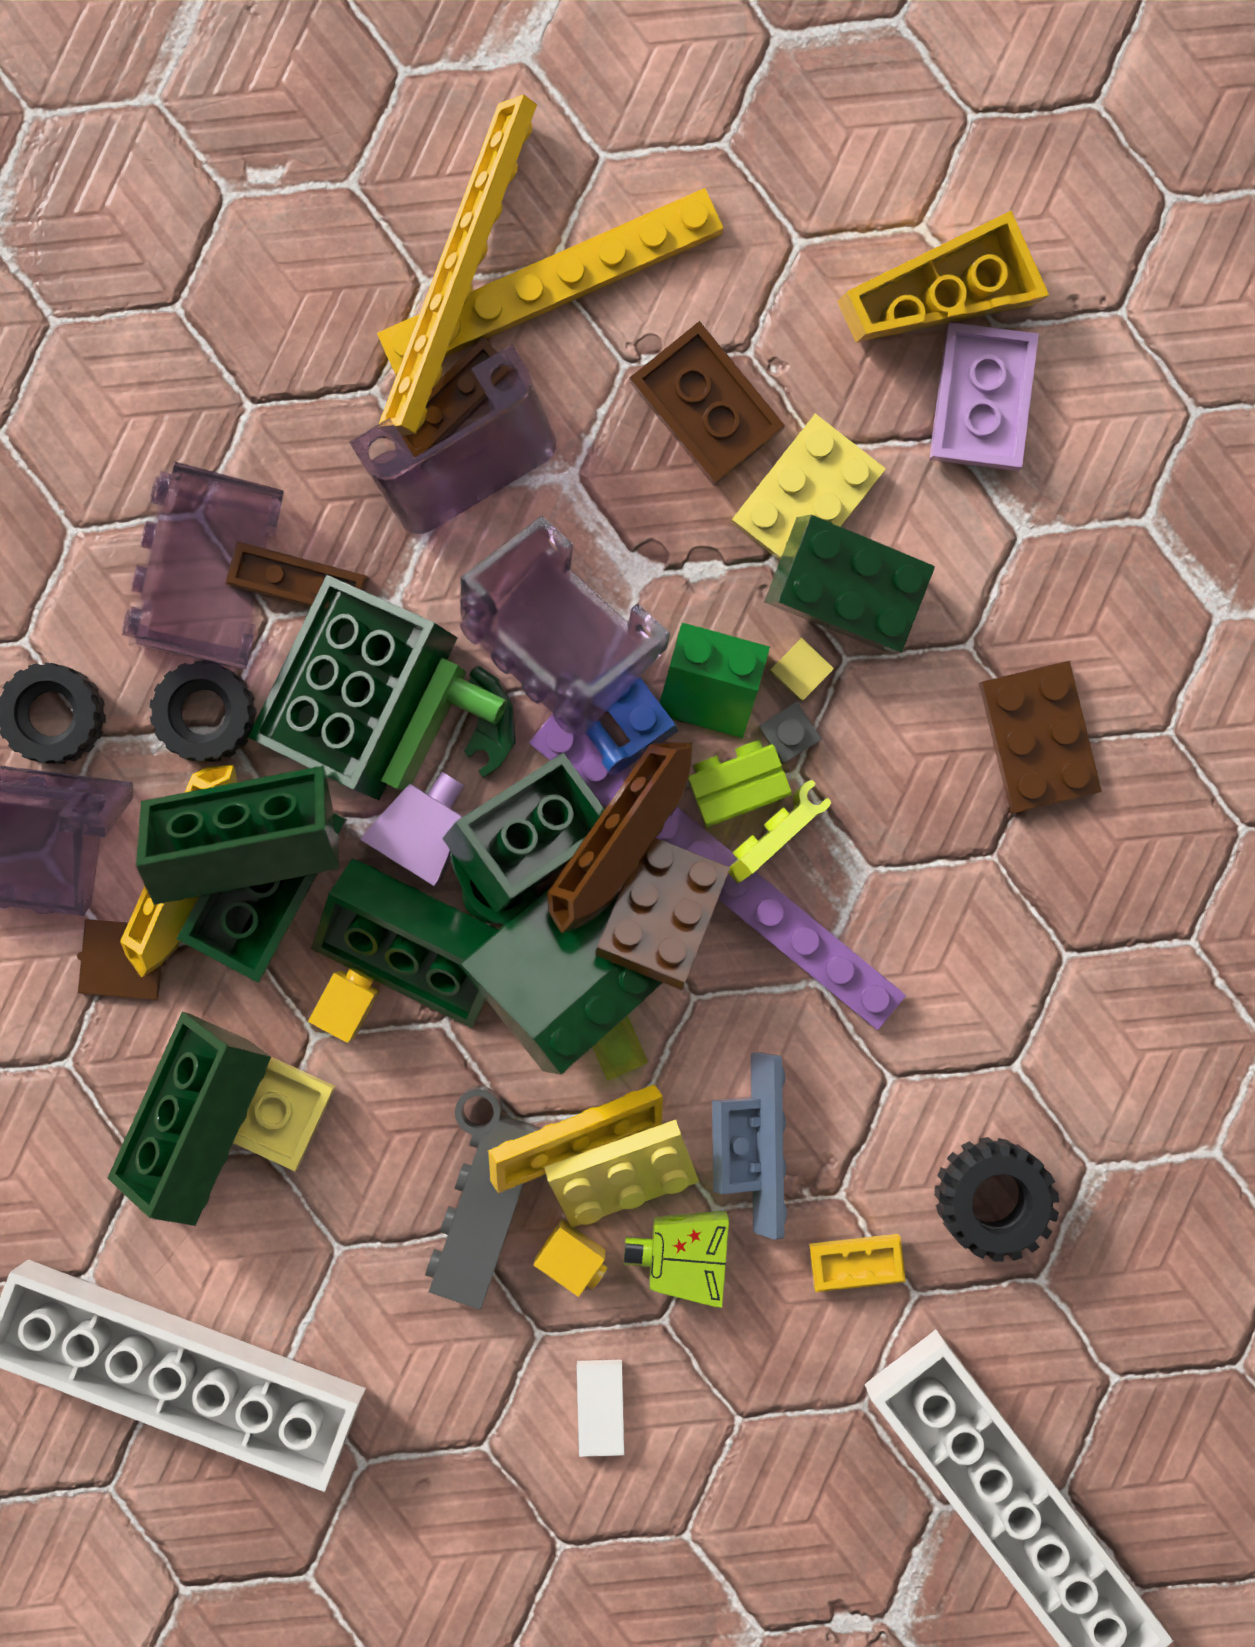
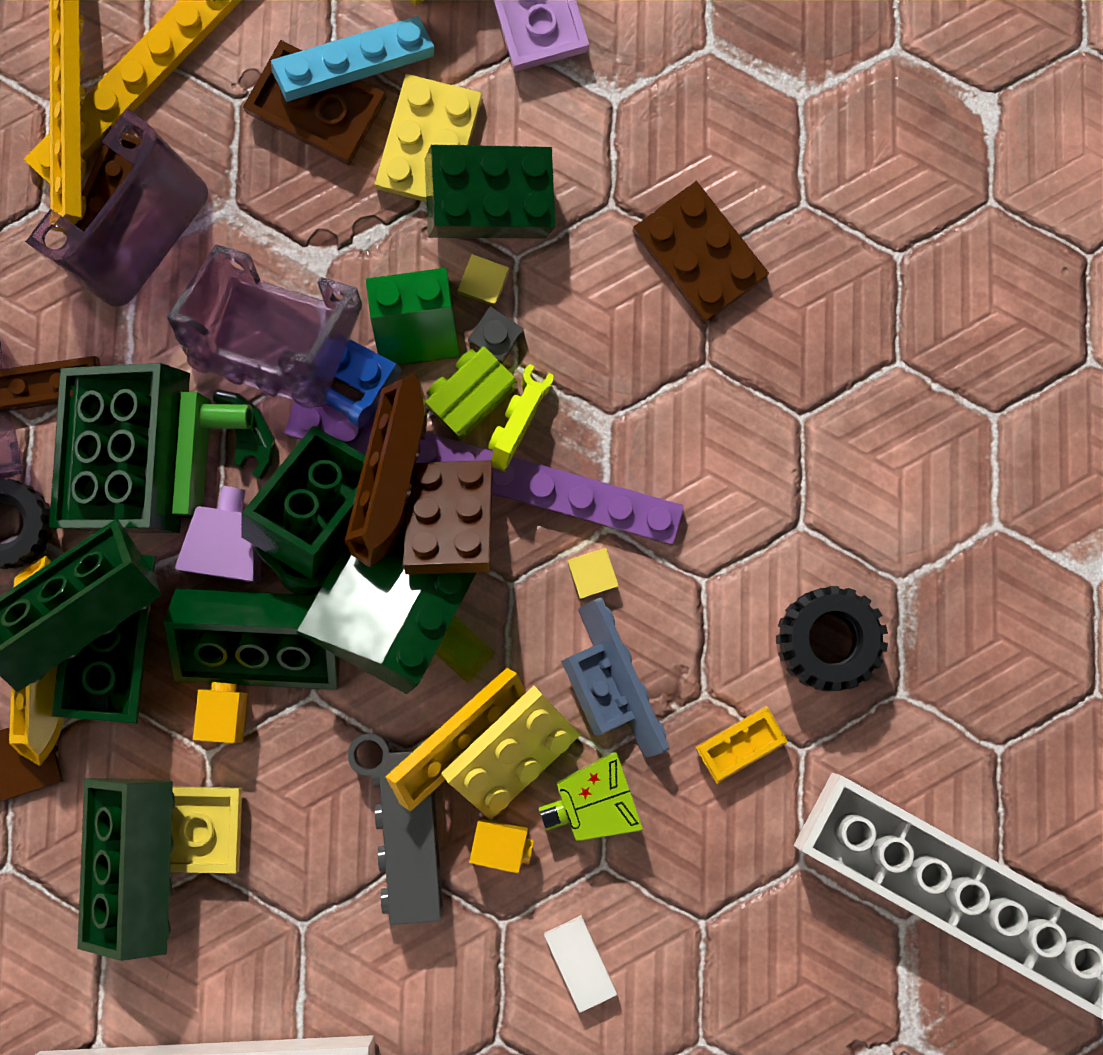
camera: 20 degrees left, 5 degrees down
(766, 375) = (352, 58): none -> medium azure plate
(782, 1023) = (592, 573): none -> light yellow tile

